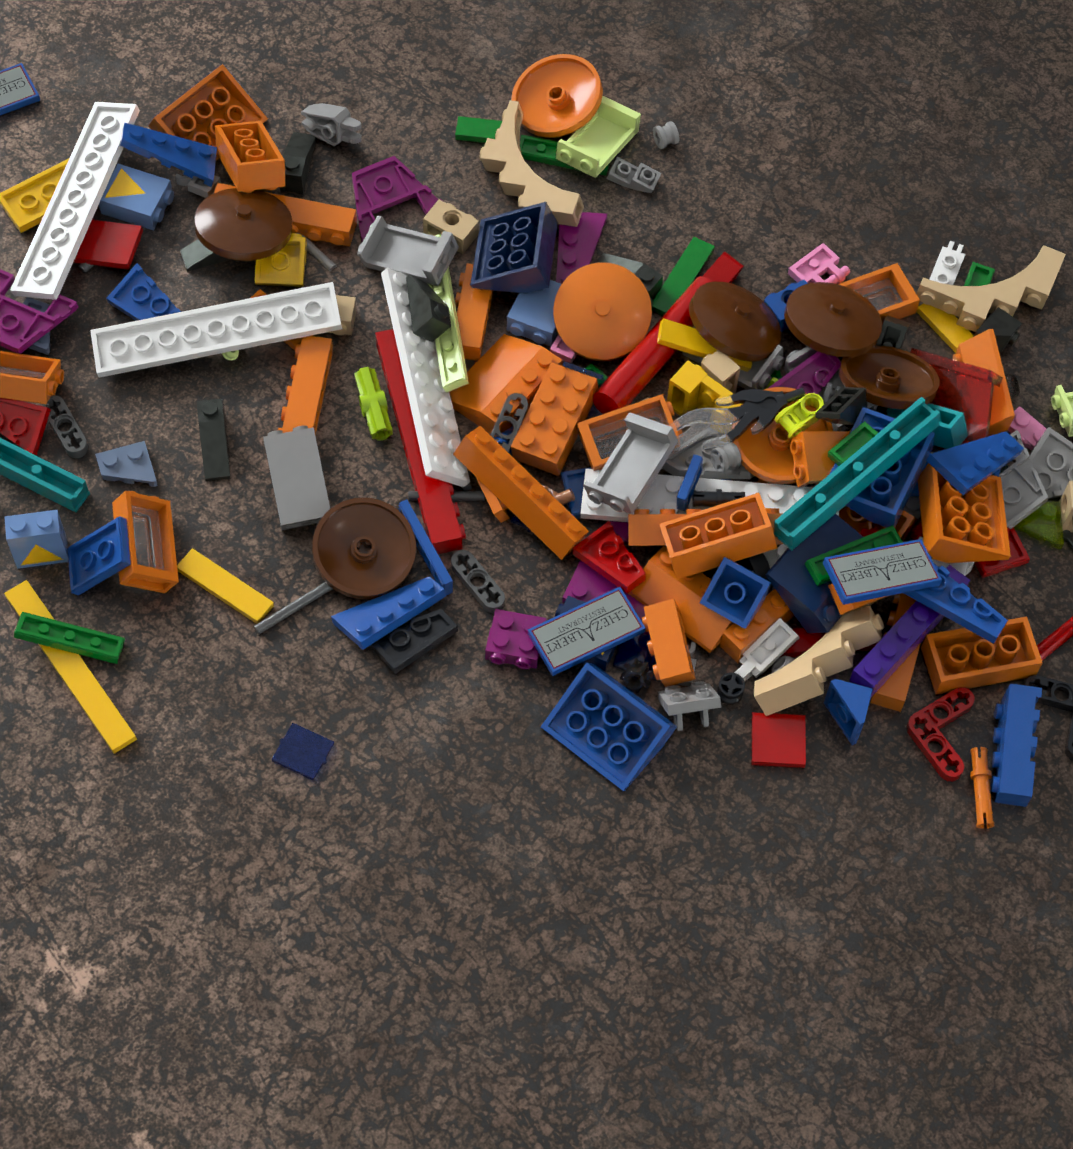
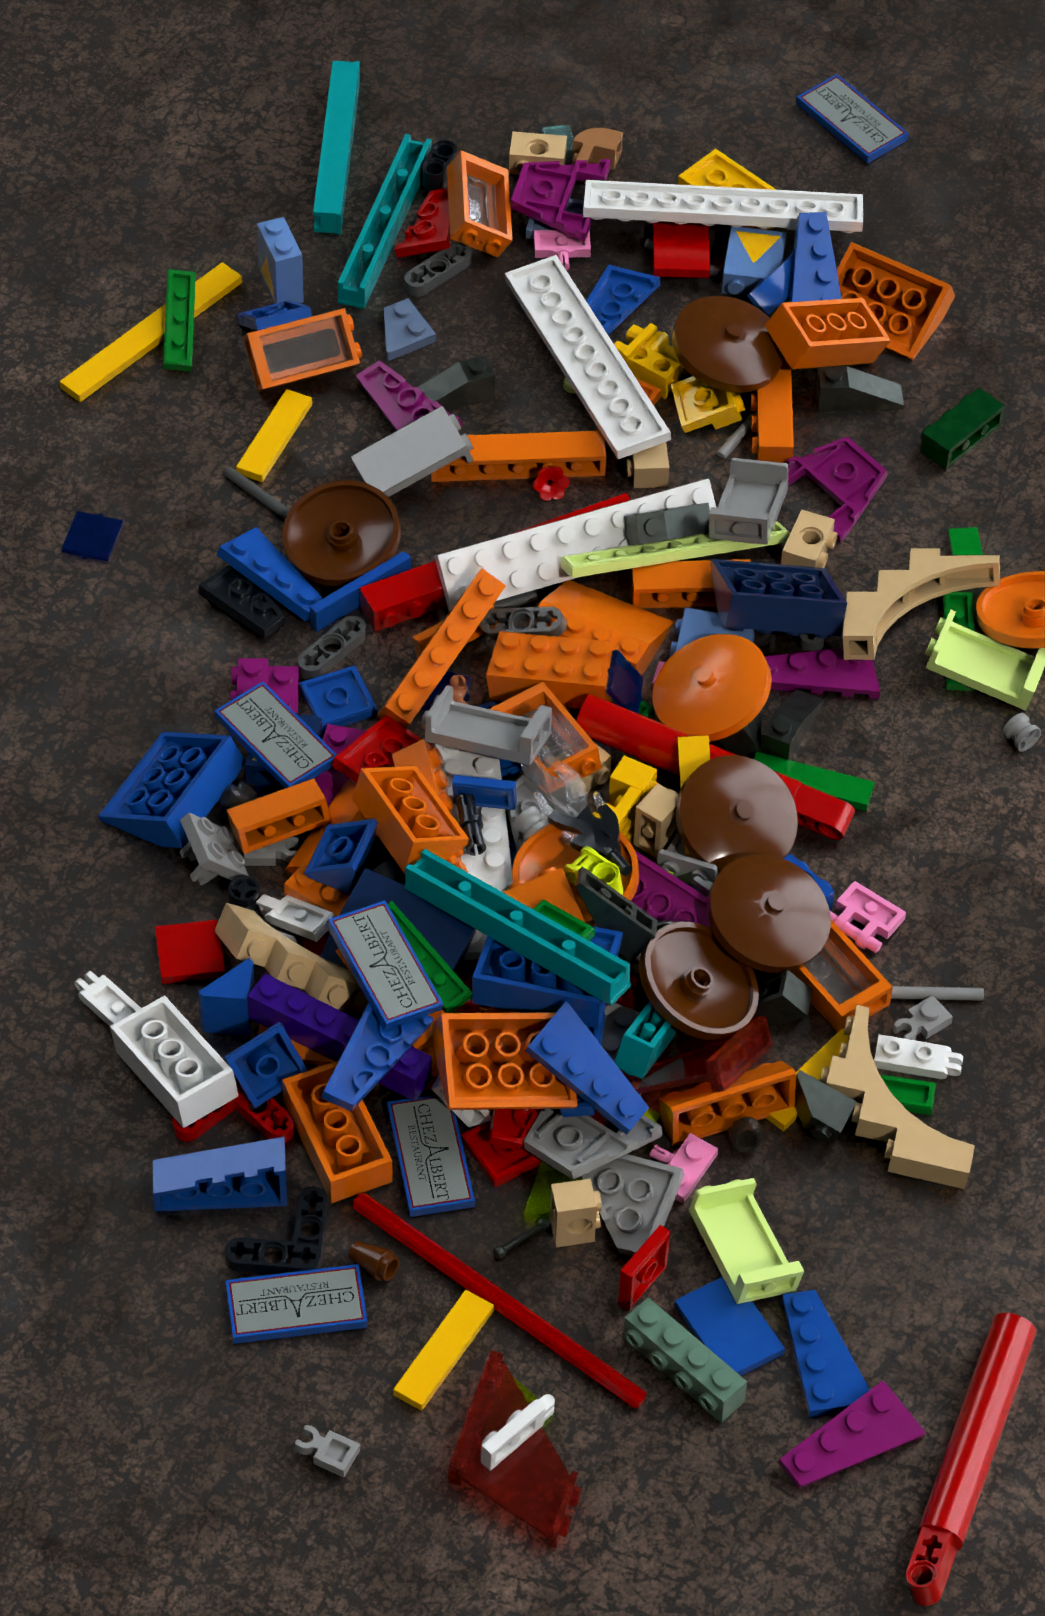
camera: 80 degrees right, 10 degrees down
(66, 334) = (554, 242): none -> bright pink plate
(179, 185) = (774, 288): none -> blue slope
(214, 290) = (651, 357): none -> yellow hips
(226, 477) = (395, 397): none -> magenta wing
(331, 123) = (915, 408): light grey hinge -> none
(339, 387) = (555, 488): none -> red plant
(351, 92) = (961, 428): none -> dark green brick
(373, 403) = (537, 511): lime piece -> none
(532, 586) = (338, 697): none -> blue tile
(633, 177) = (950, 711): light grey slope -> none
(828, 805) = (105, 998): none -> white hinge
(891, 240) = (939, 993): none -> light grey bar
(906, 761) = (174, 1061): none -> white brick
(913, 255) = (924, 1018): none -> light grey plate
(920, 692) = (264, 1063): none -> blue slope
(981, 777) = (143, 1159): orange pin -> none
(1014, 595) = (430, 1156): none -> light grey tile

